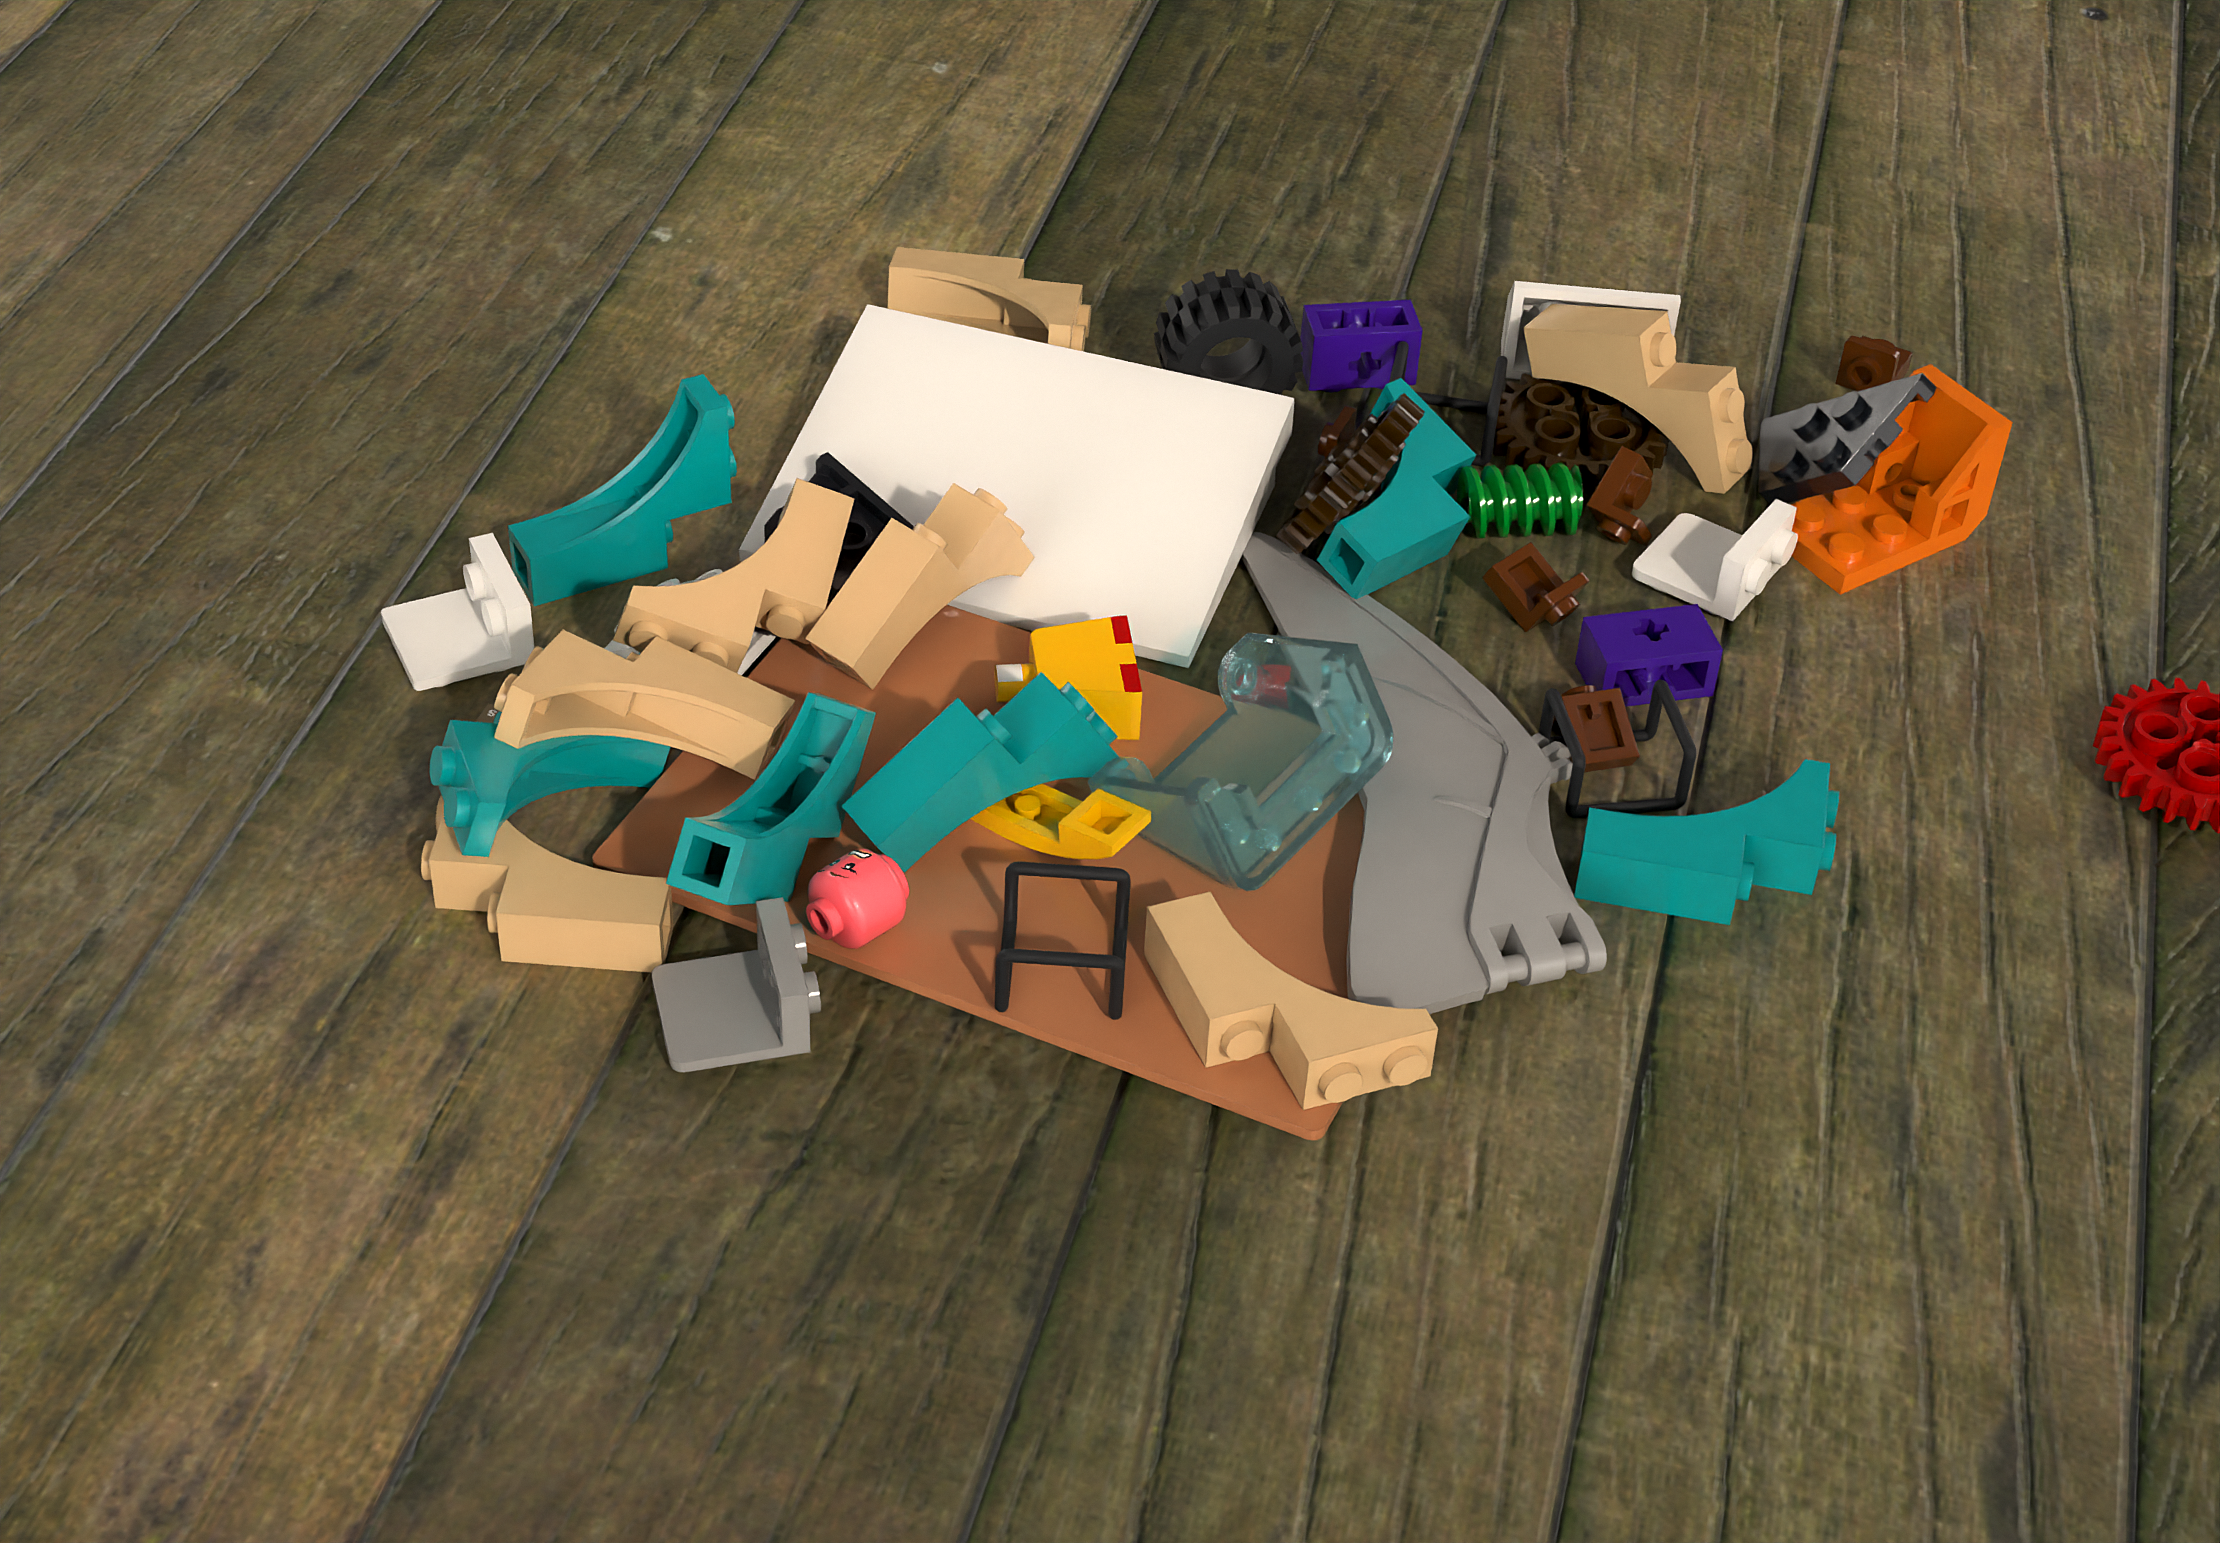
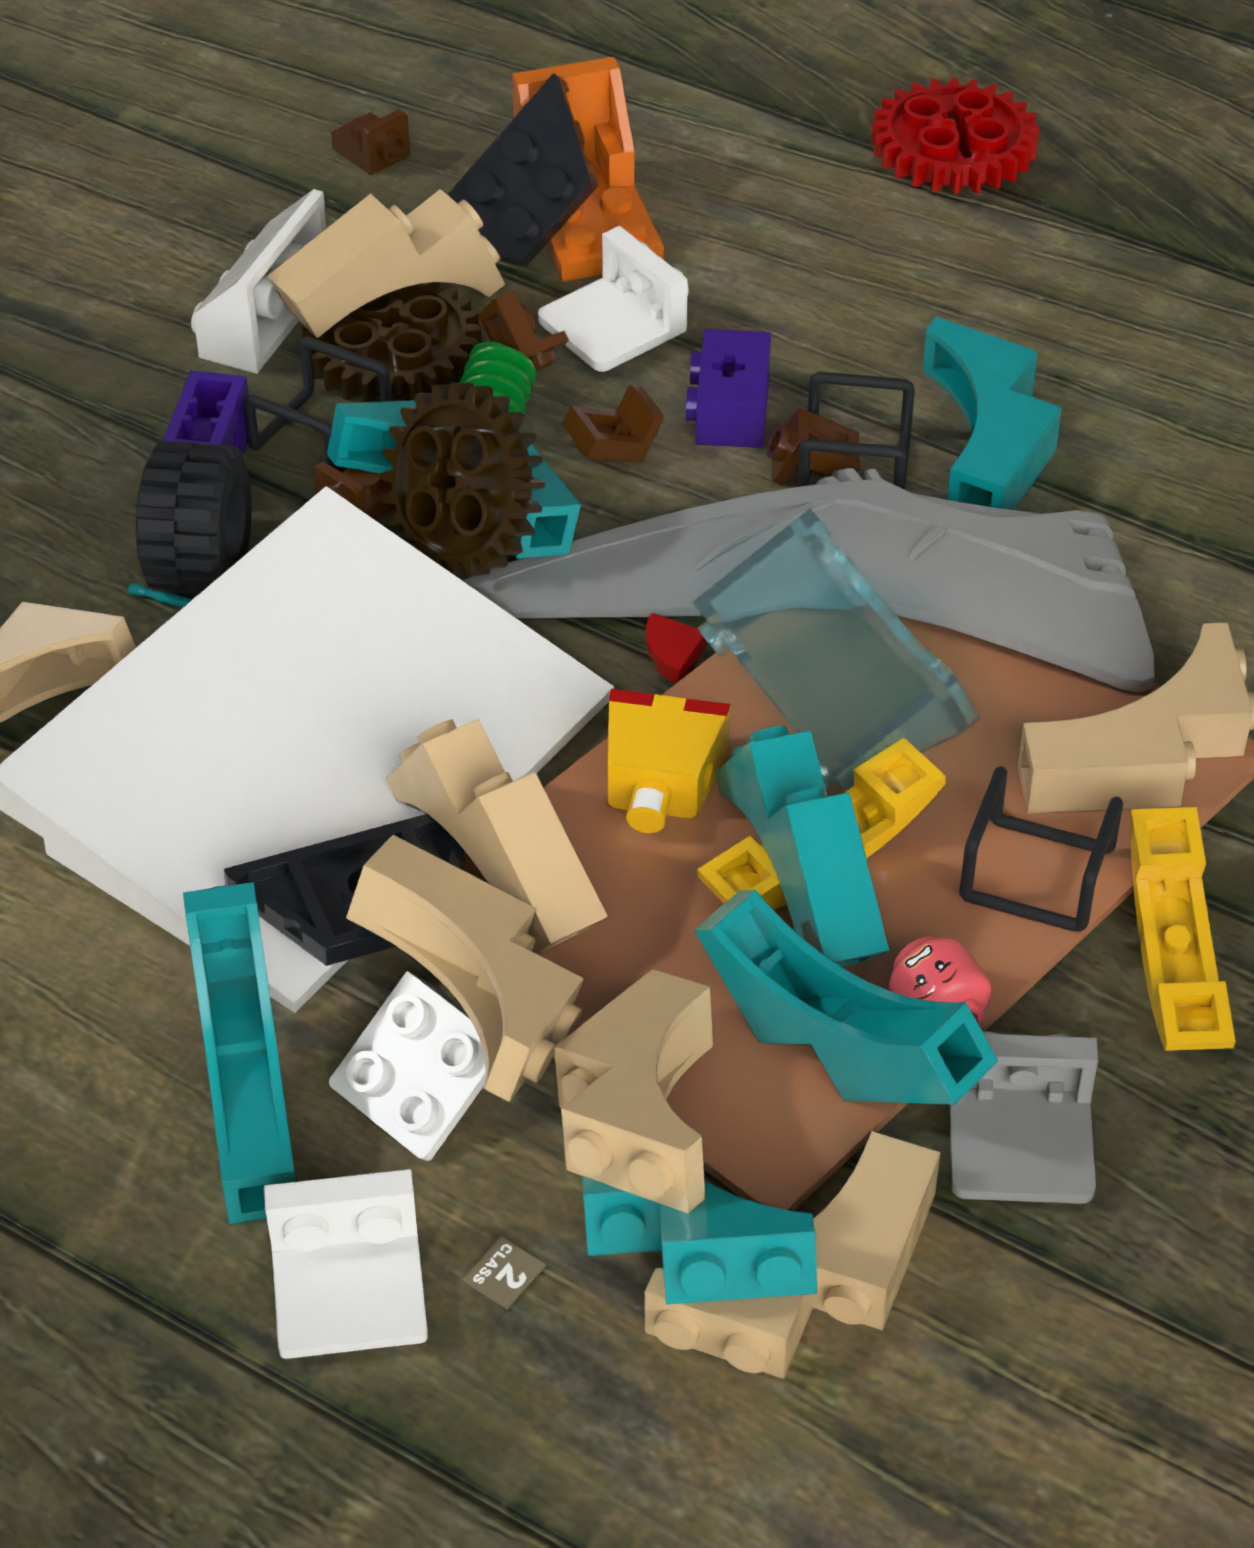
camera: 70 degrees left, 5 degrees up
(1022, 1090) = (1175, 930): none -> yellow slope

